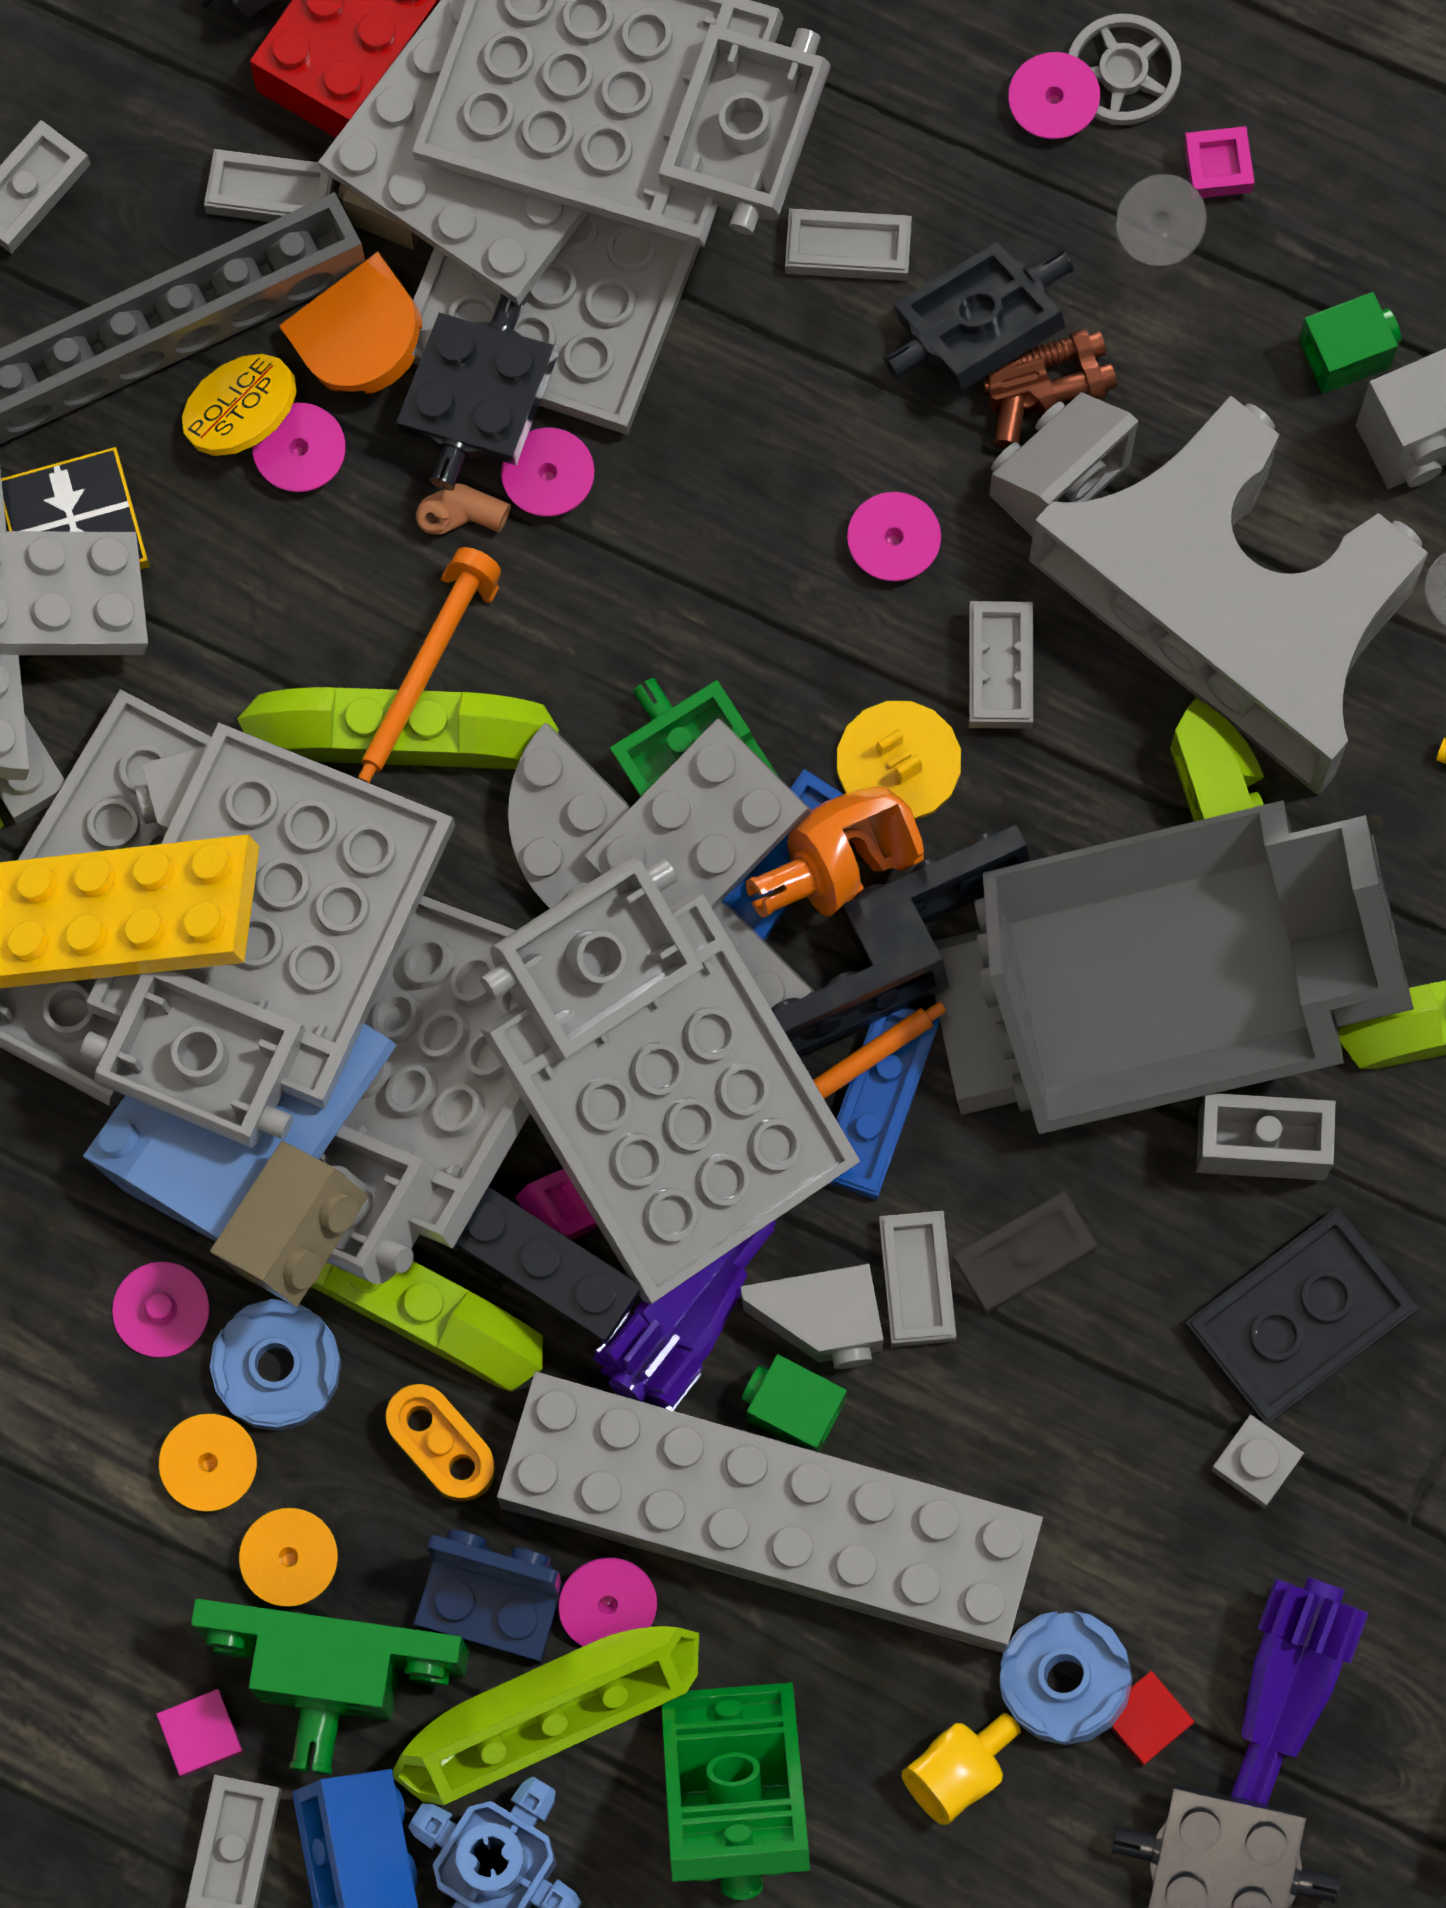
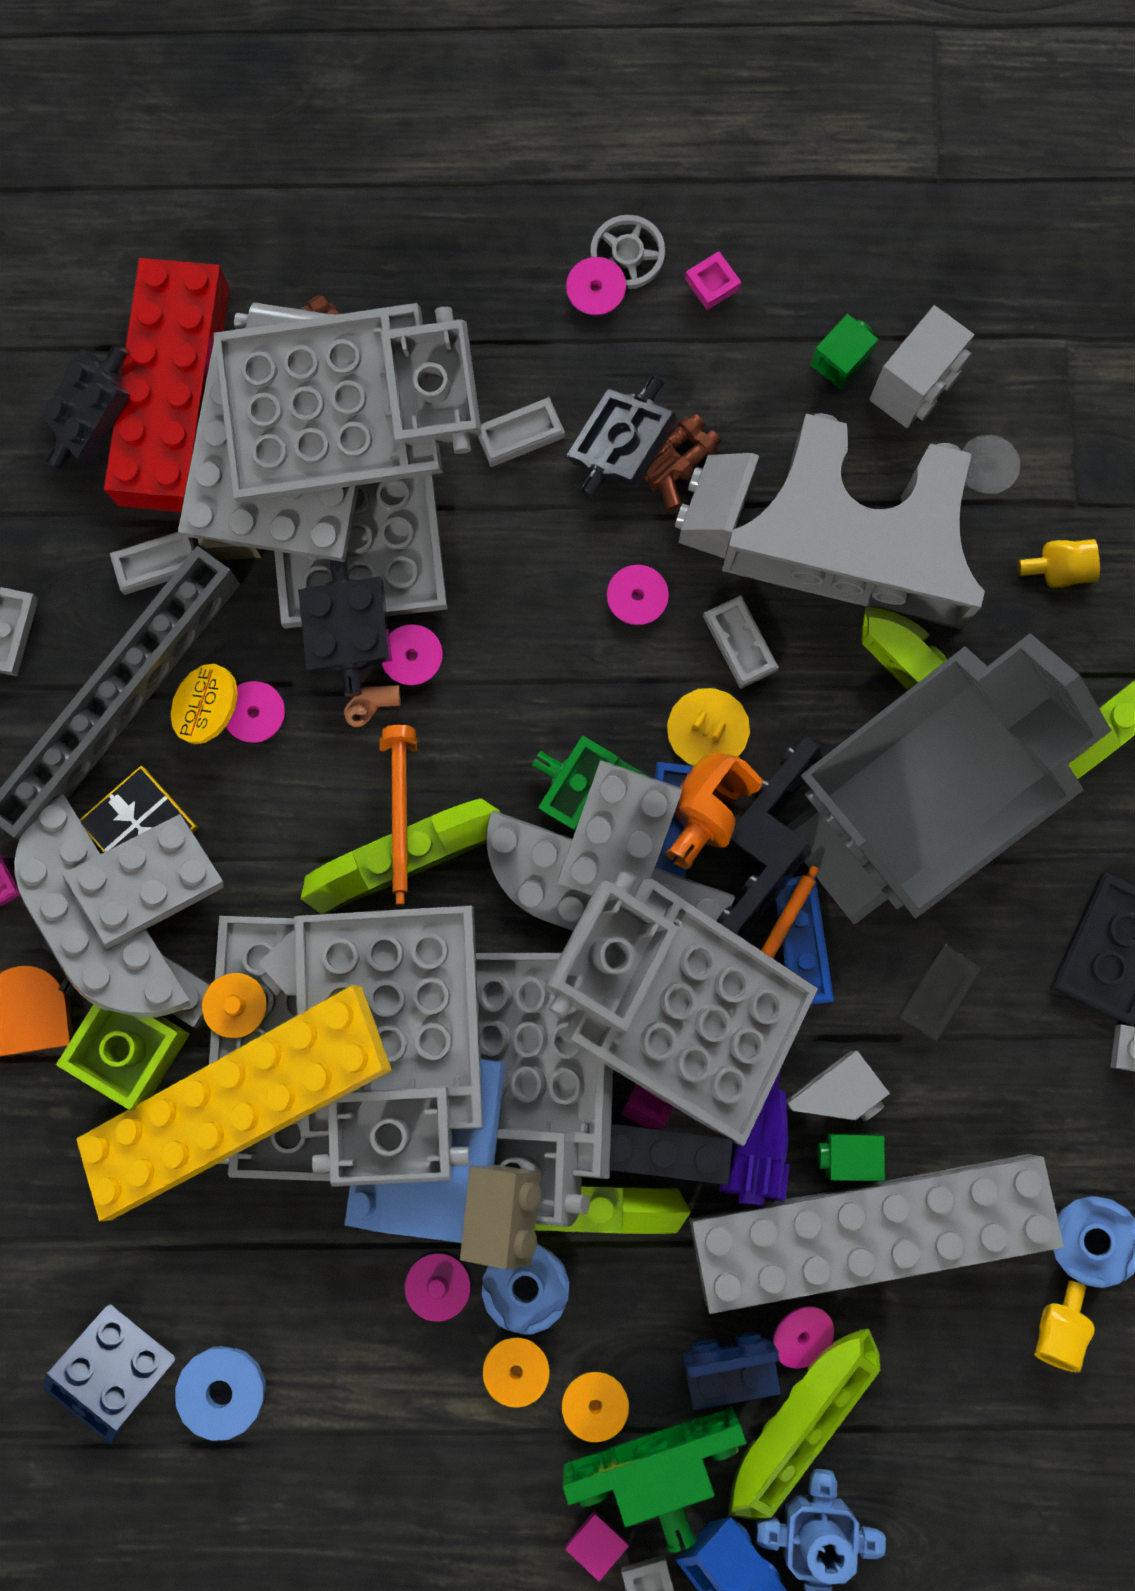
camera: 25 degrees left, 5 degrees up
(81, 812) = (234, 1005): none -> light orange piece
(358, 330) = (253, 623): orange tile -> none
(440, 1444) = (651, 1287): light orange plate -> none
(734, 1787) = (952, 1429): green brick -> none
(917, 1279) = (882, 1039): light grey tile -> none
(1161, 220) = (697, 330): clear piece -> none
(1266, 1136) = (1048, 852): light grey brick -> none

